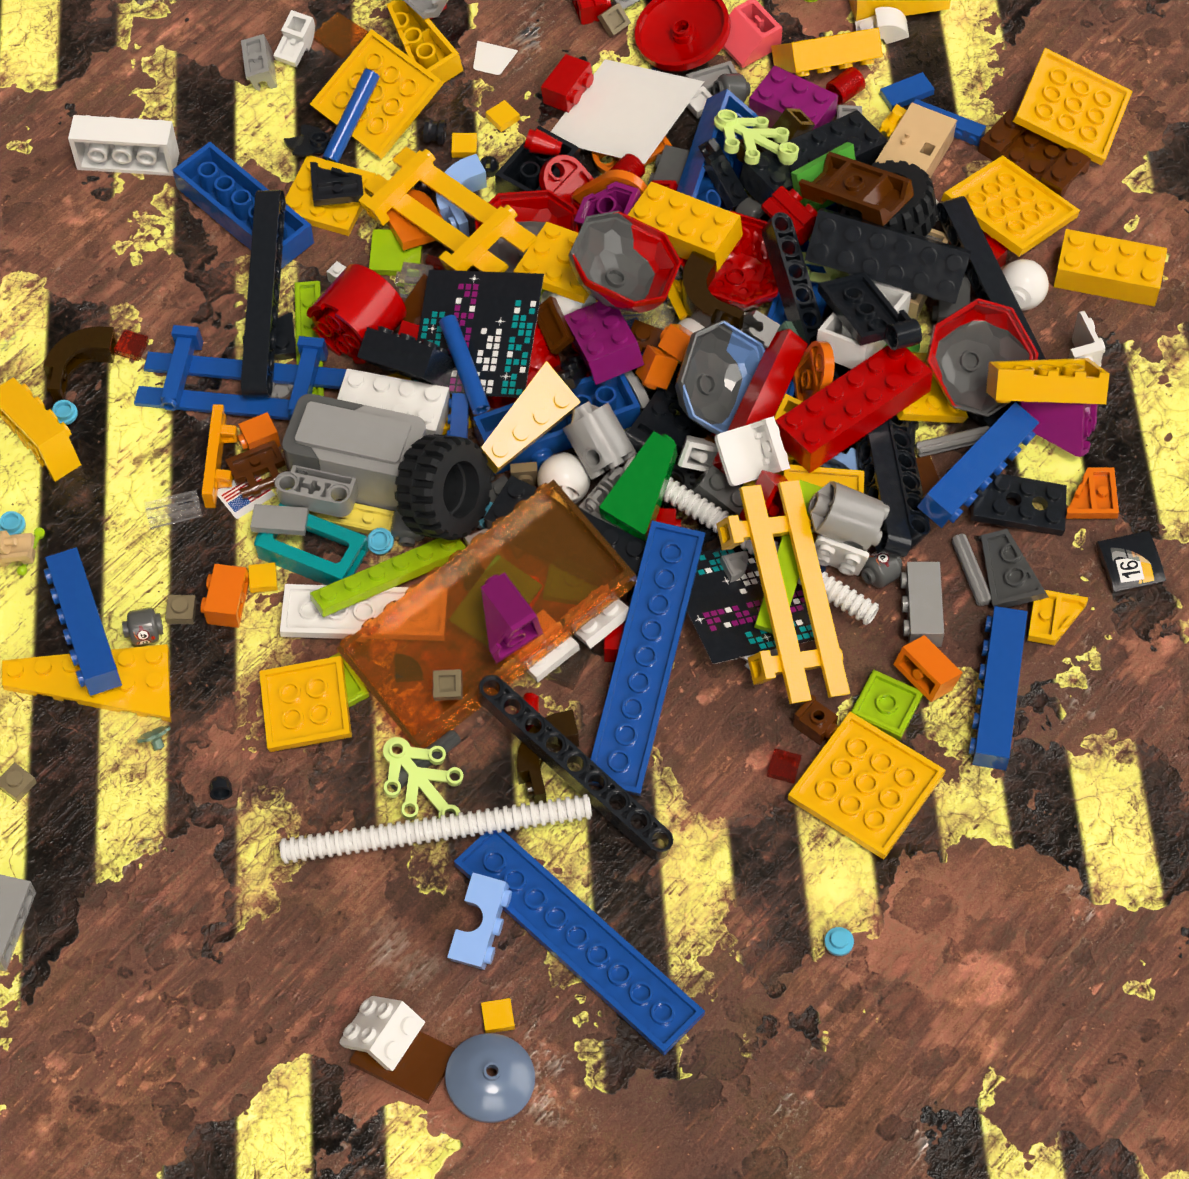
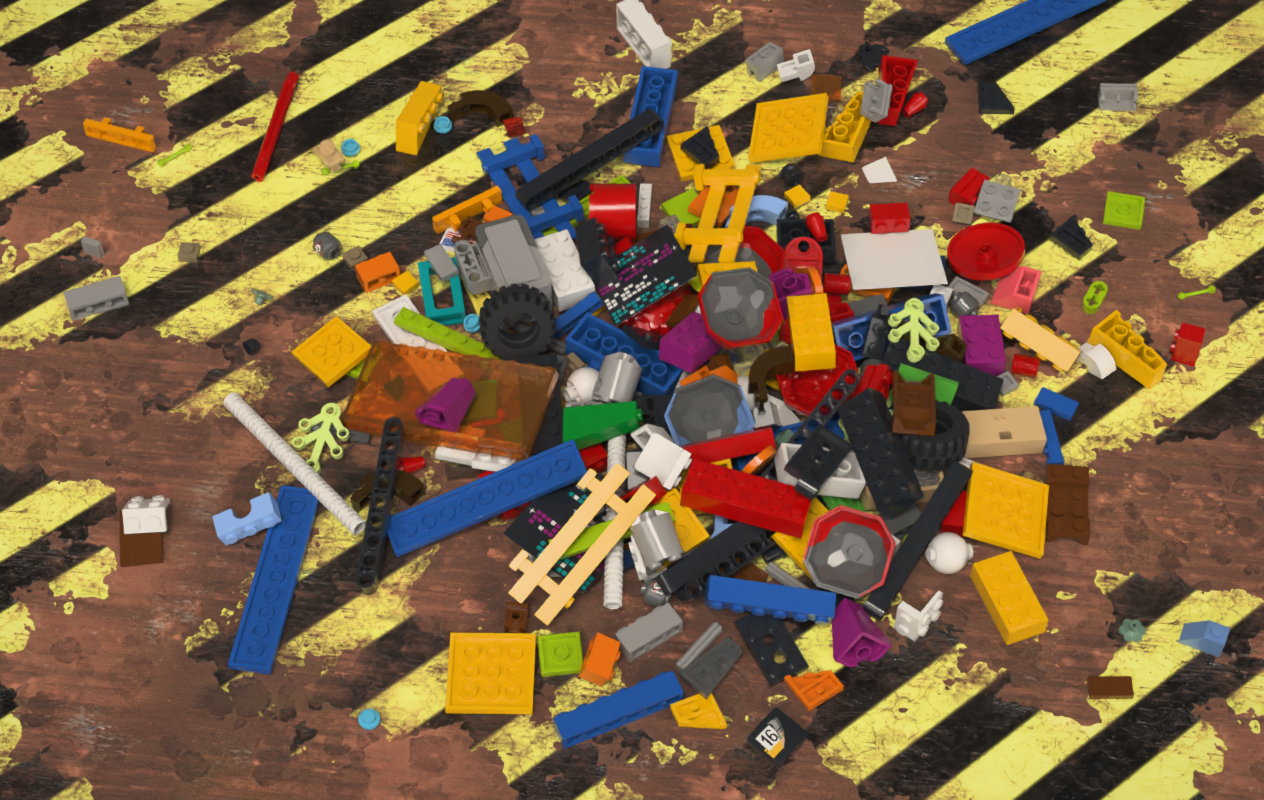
camera: 55 degrees right, 5 degrees down
(82, 621) = (306, 215): blue brick -> none
(141, 670) = (285, 254): yellow wing -> none
(173, 513) = (417, 216): clear tile -> none
(311, 141) = (731, 122): black plate -> none
(351, 116) = (760, 126): blue piece -> none
(447, 685) = (386, 407): dark tan plate -> none
(464, 364) = (615, 282): blue piece -> none
(485, 1096) = (159, 597): sand blue dish -> none
(498, 1015) = (198, 568): yellow tile -> none
(534, 413) = (598, 335): wedge -> none
(784, 766) = (474, 621): clear red tile -> none
(892, 120) = (1009, 403): yellow piece -> none
(1048, 381) = (862, 599): yellow wedge -> none
(1072, 106) = (1124, 502): yellow plate -> none

